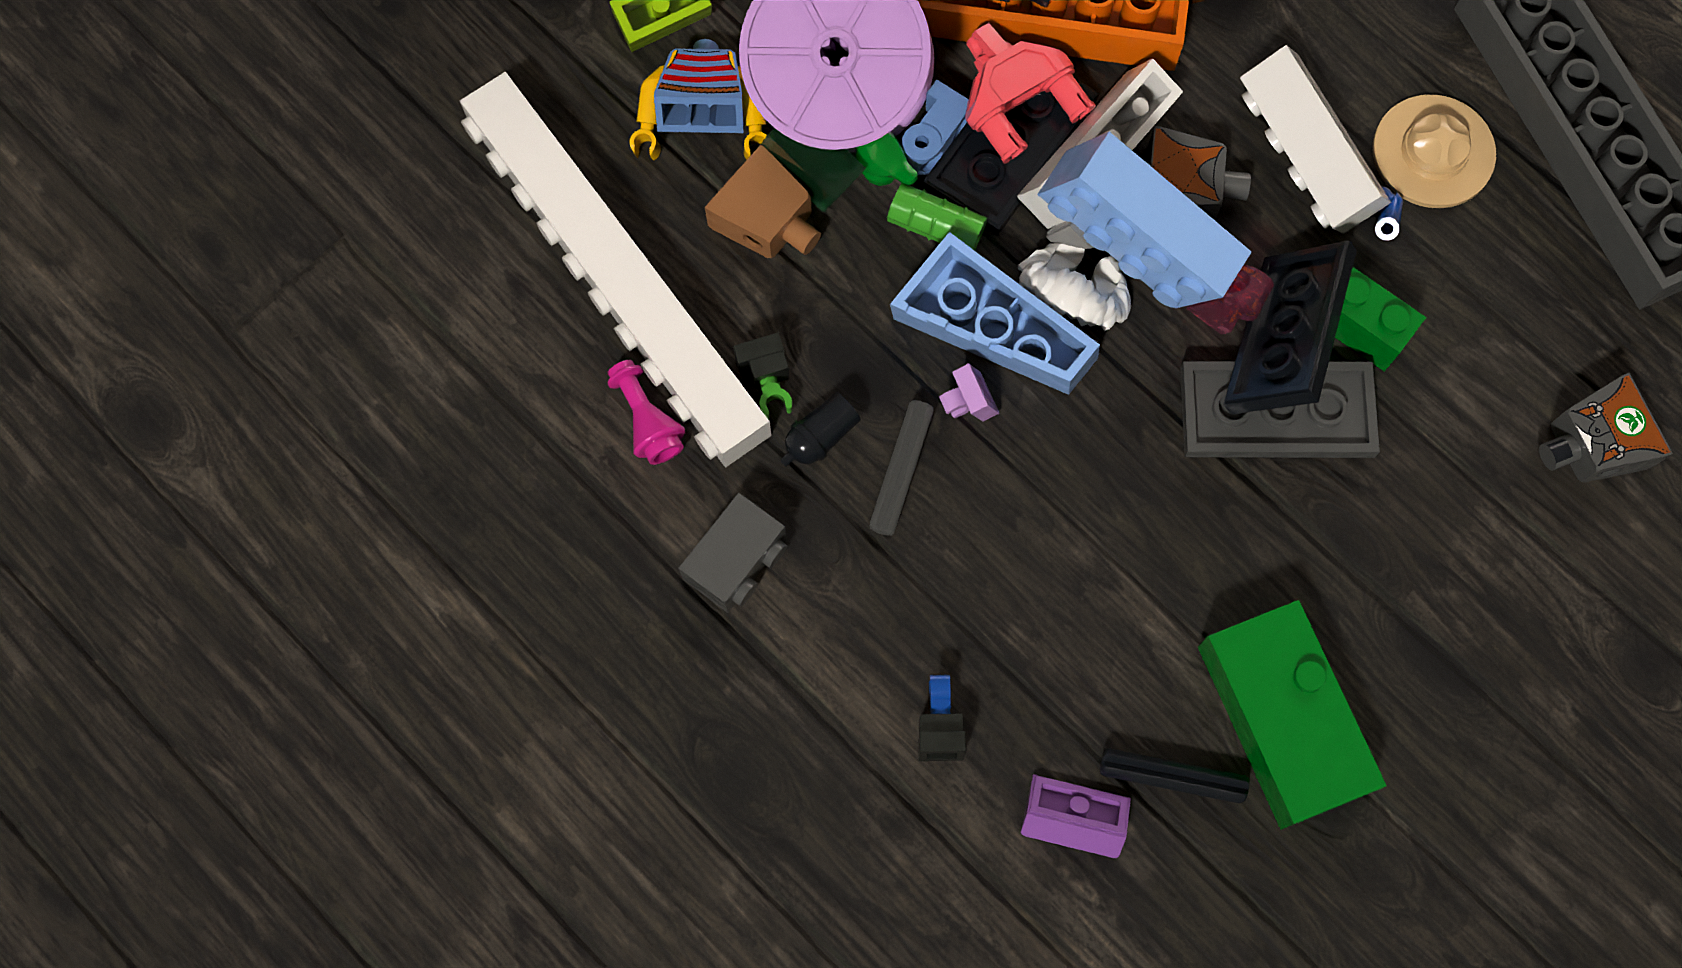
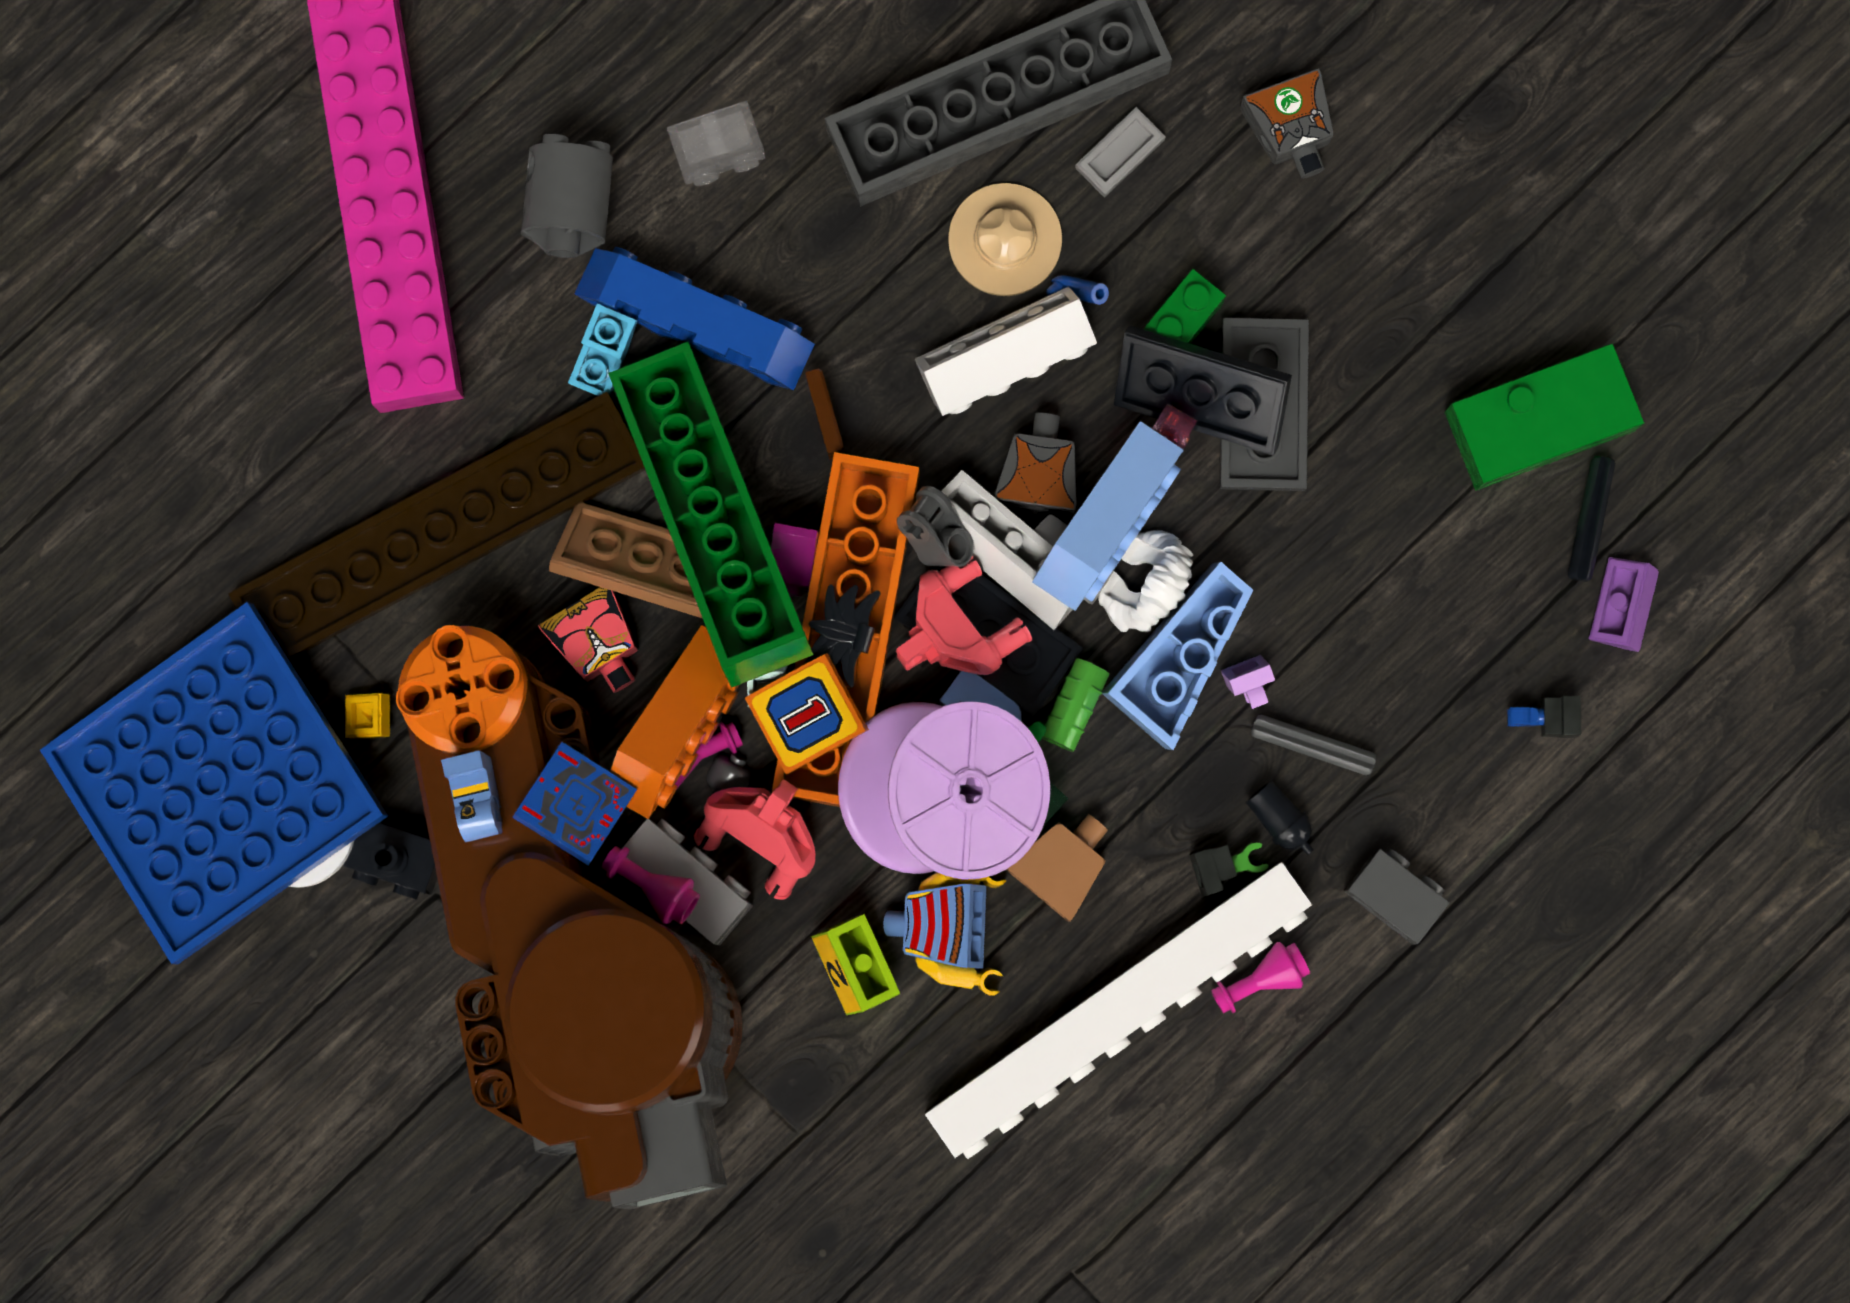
camera: 85 degrees left, 10 degrees up
(1123, 52) = (934, 532): none -> dark grey piece
(1544, 261) = (1120, 152): none -> light grey tile

